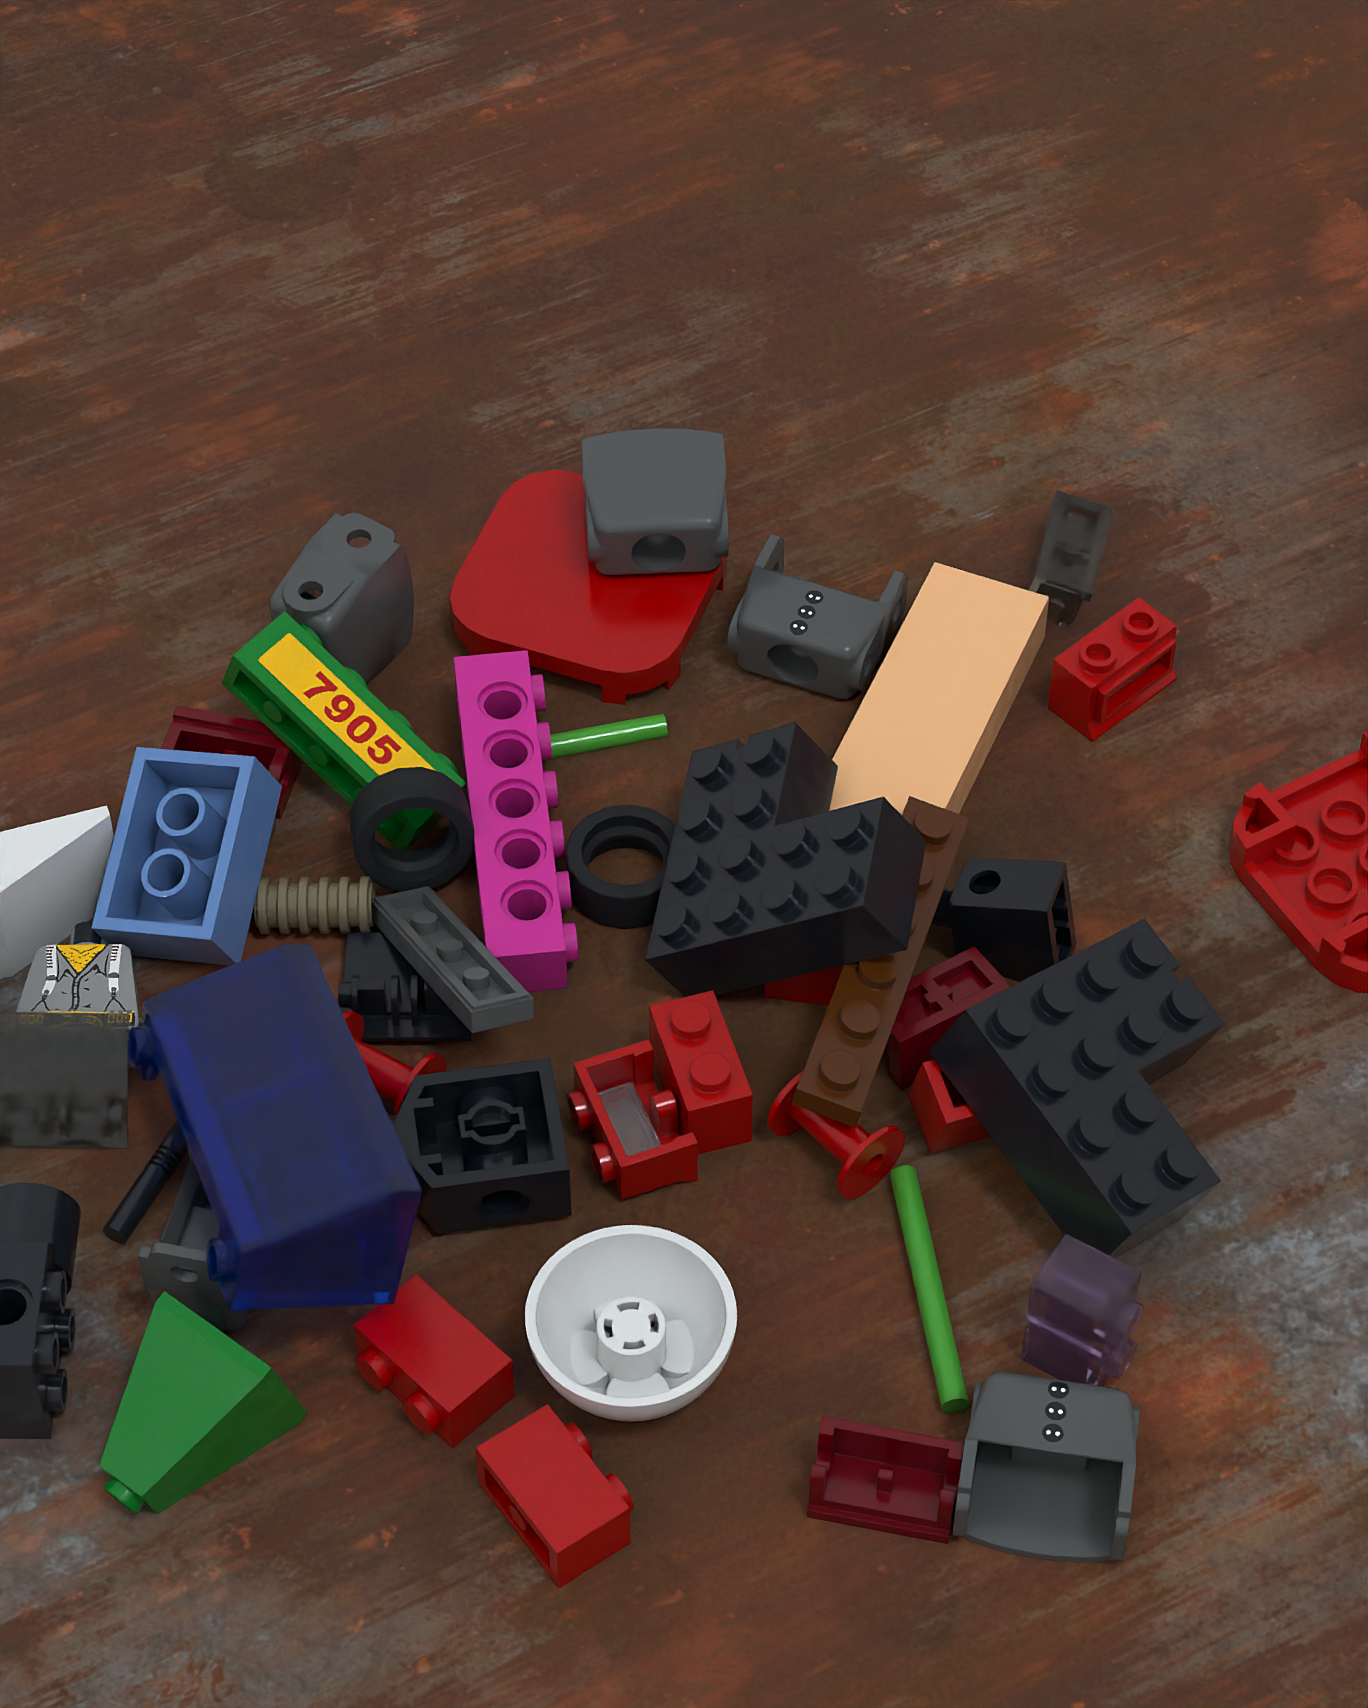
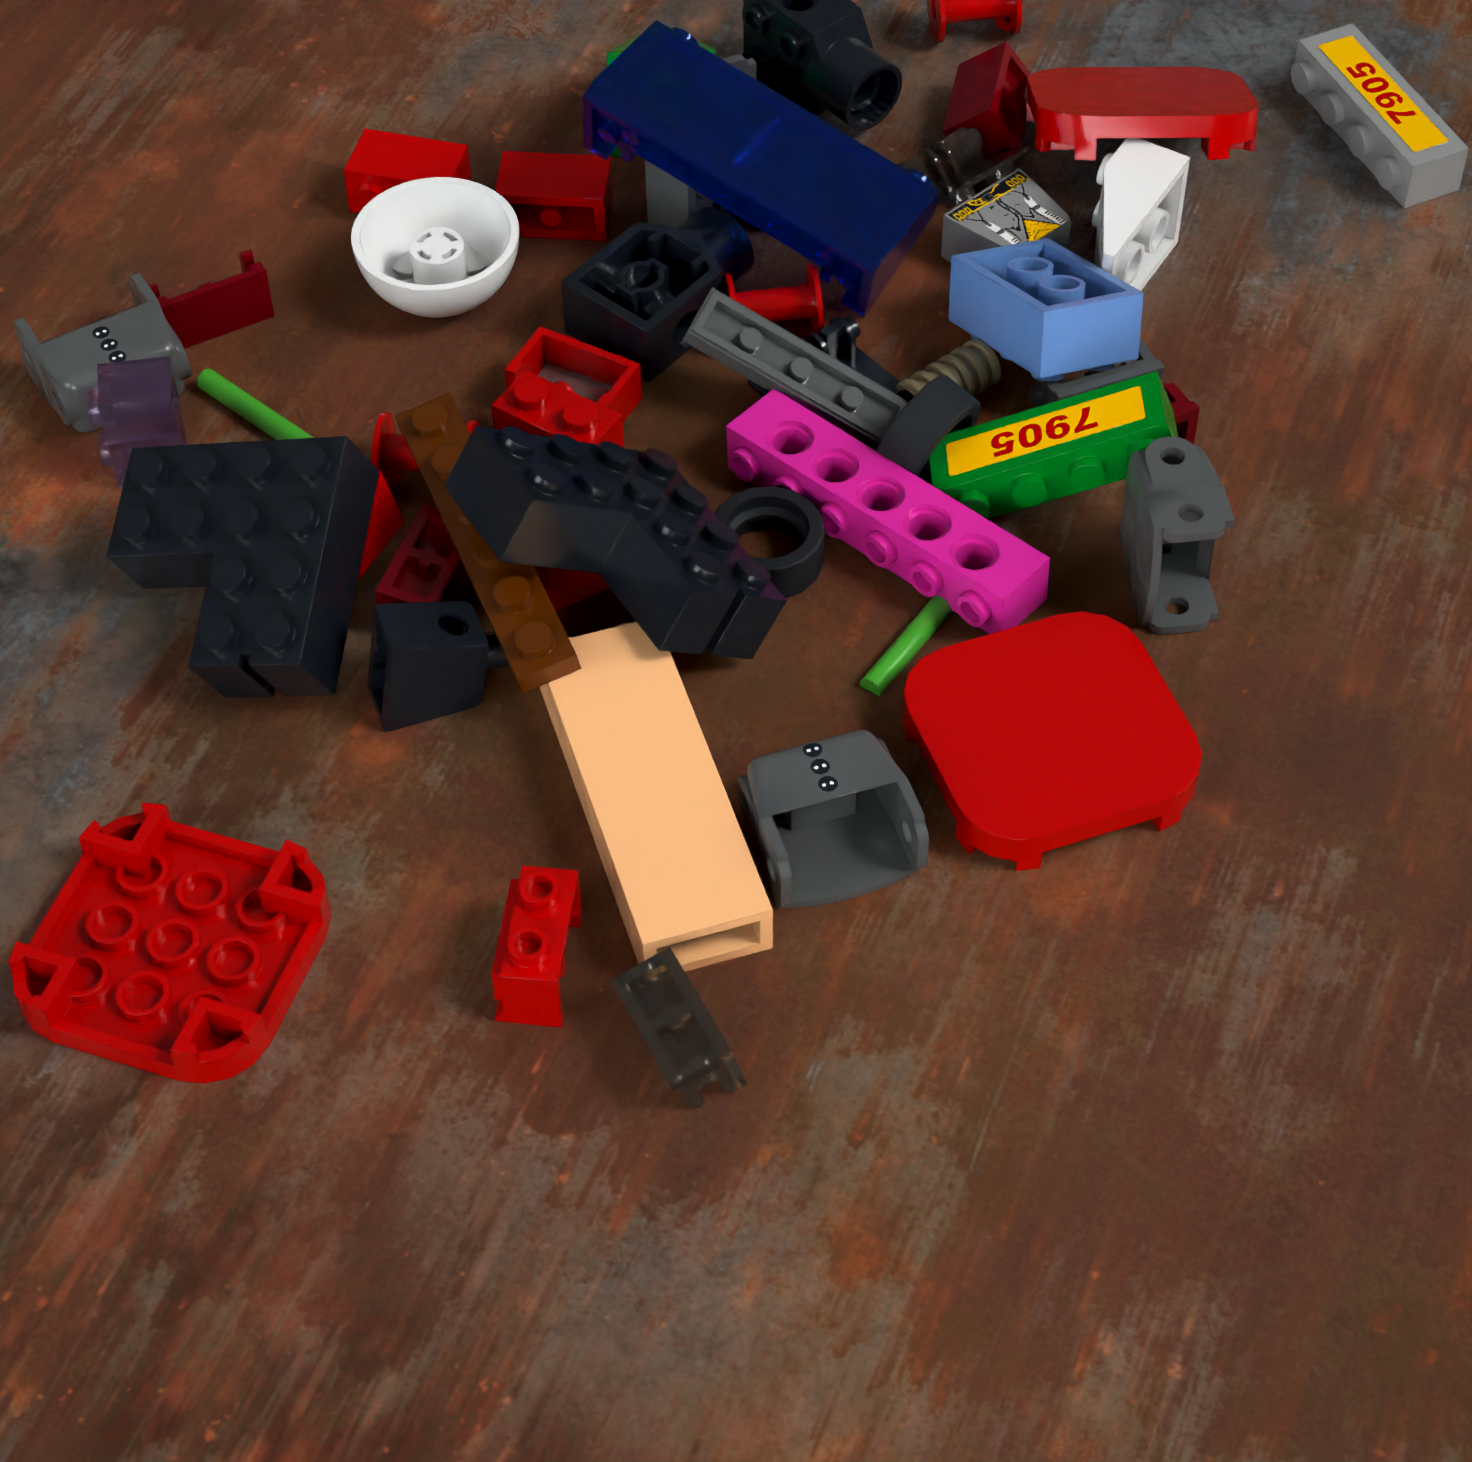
camera: 140 degrees right, 0 degrees up
(655, 501) = (1038, 757): dark grey piece -> none

